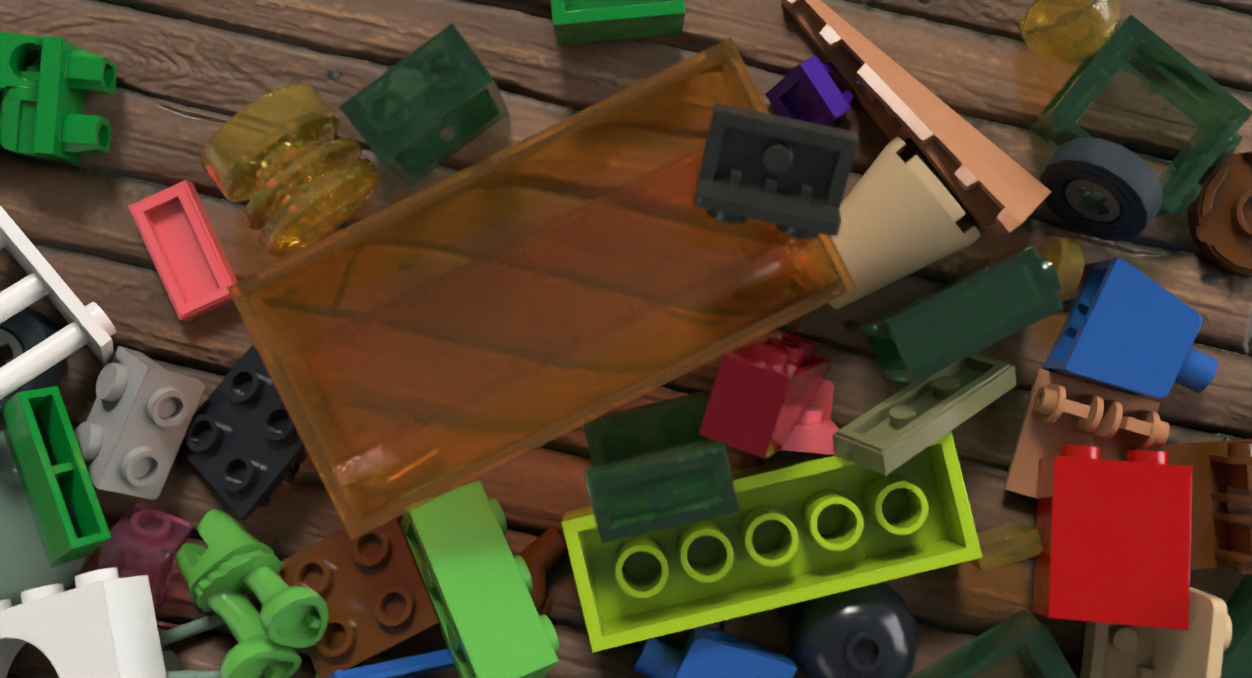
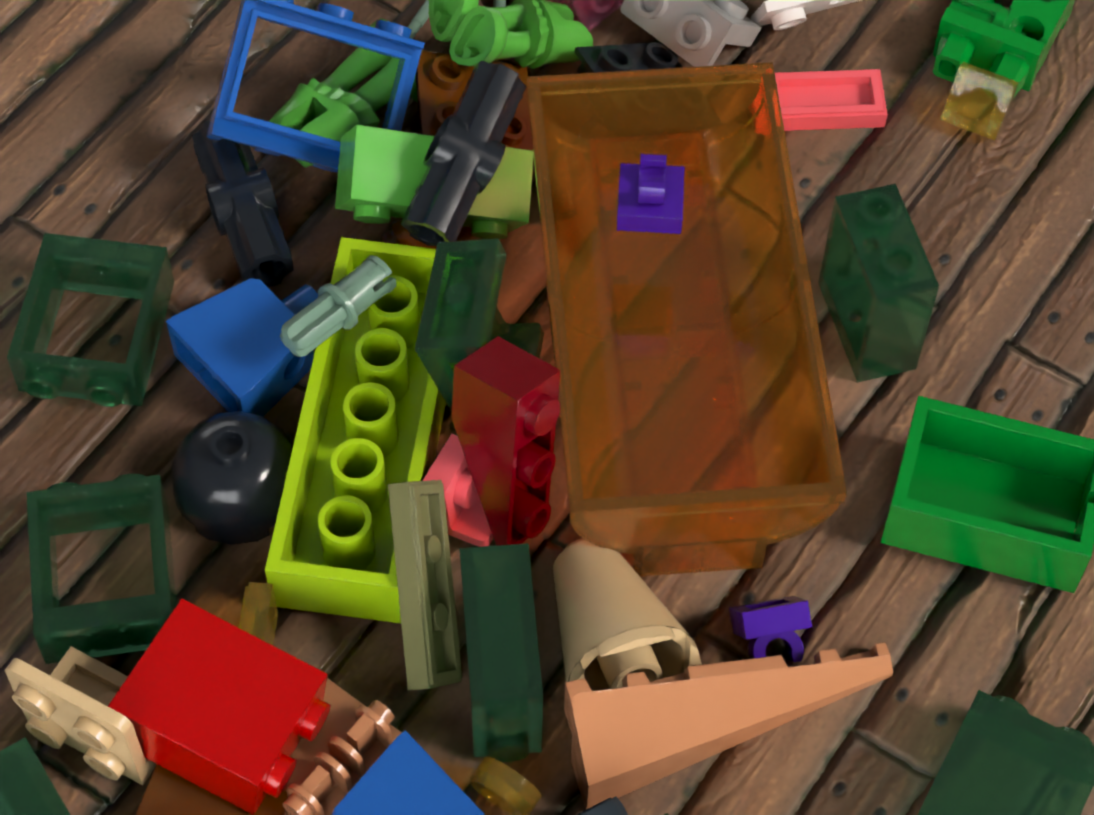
camera: 115 degrees right, 30 degrees down
(134, 90) = (979, 101): none -> clear yellow tile
(289, 168) = (875, 151): clear yellow wheel -> none
(465, 566) = (464, 154): none -> black piece
(466, 346) = (650, 196): none -> dark purple tile
(691, 615) = (337, 306): none -> sand green axle
(774, 171) = (703, 459): pearl dark grey bracket -> none

